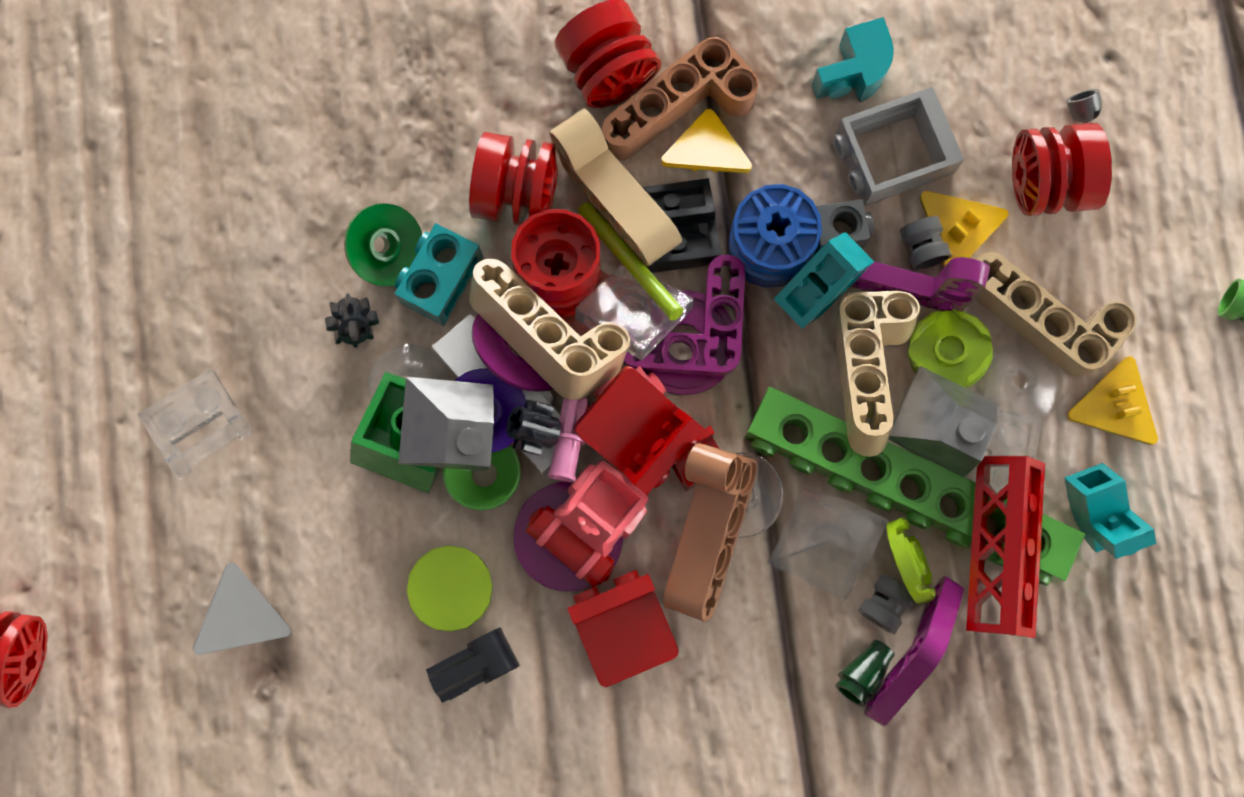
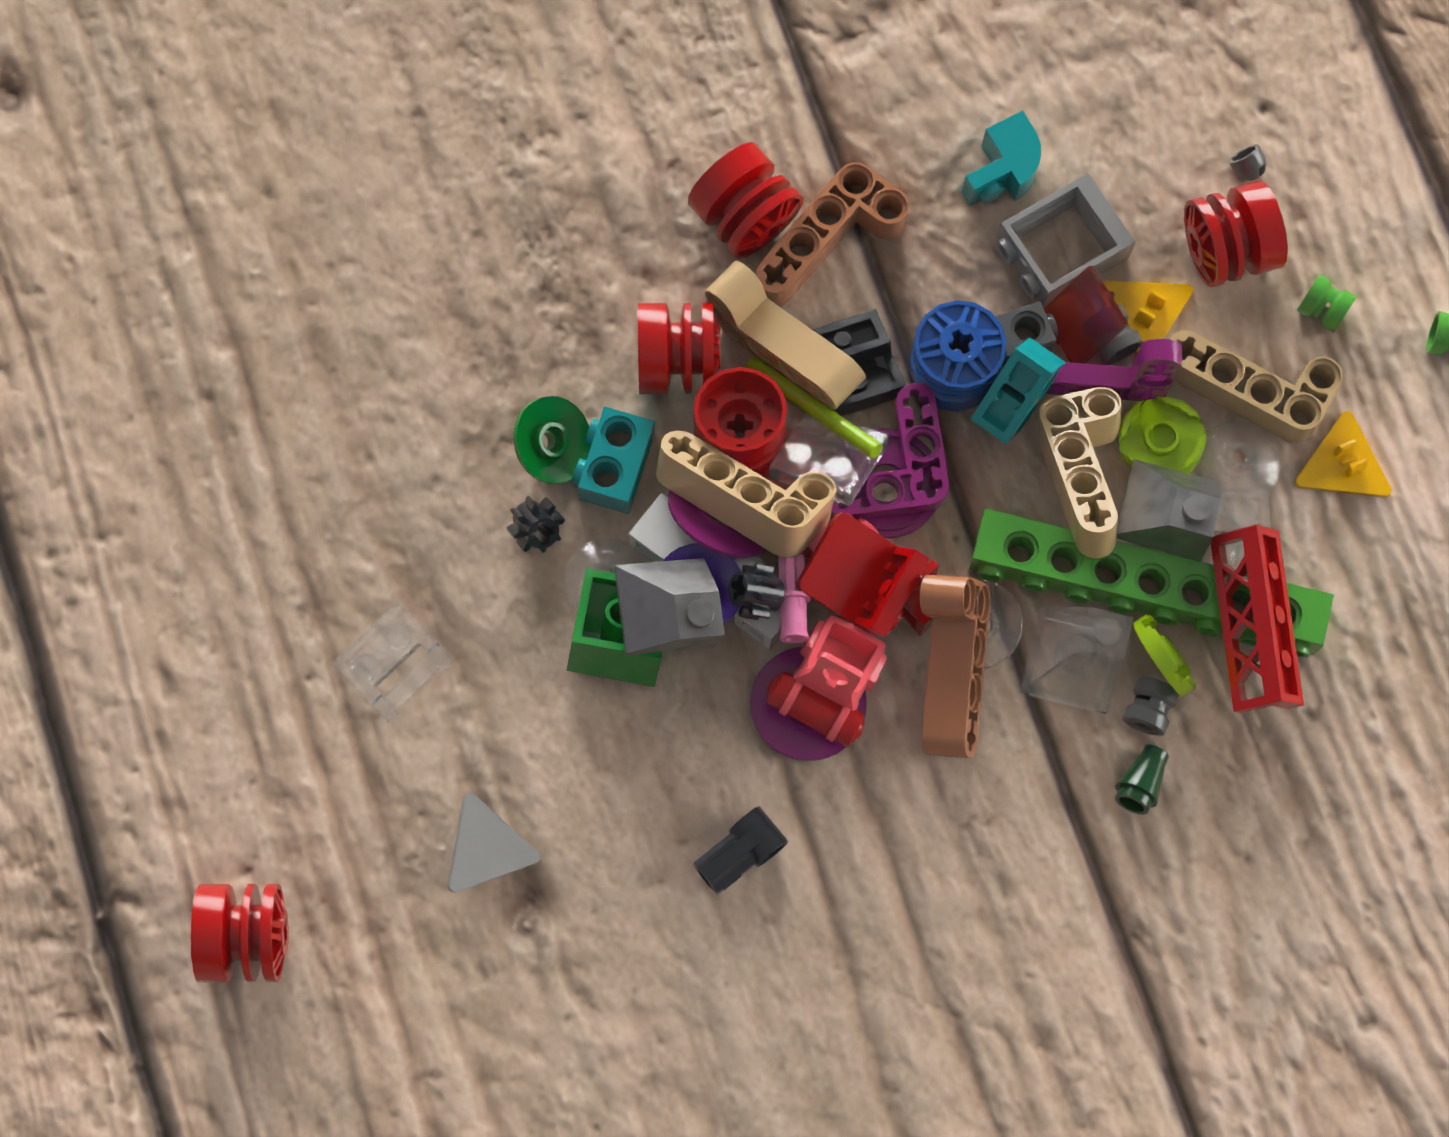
camera: 15 degrees left, 5 degrees down
(450, 588) = (697, 779): lime tile -> none
(468, 494) = (734, 657): bright green piece -> none
(623, 629) = (886, 782): red bracket -> none
(707, 147) = (868, 277): piece -> none
(902, 222) = (1085, 316): none -> clear red piece
(922, 657) = (1192, 749): magenta beam -> none
(1104, 514) = (1349, 571): teal brick -> none
(1125, 244) = (1316, 299): none -> bright green wheel

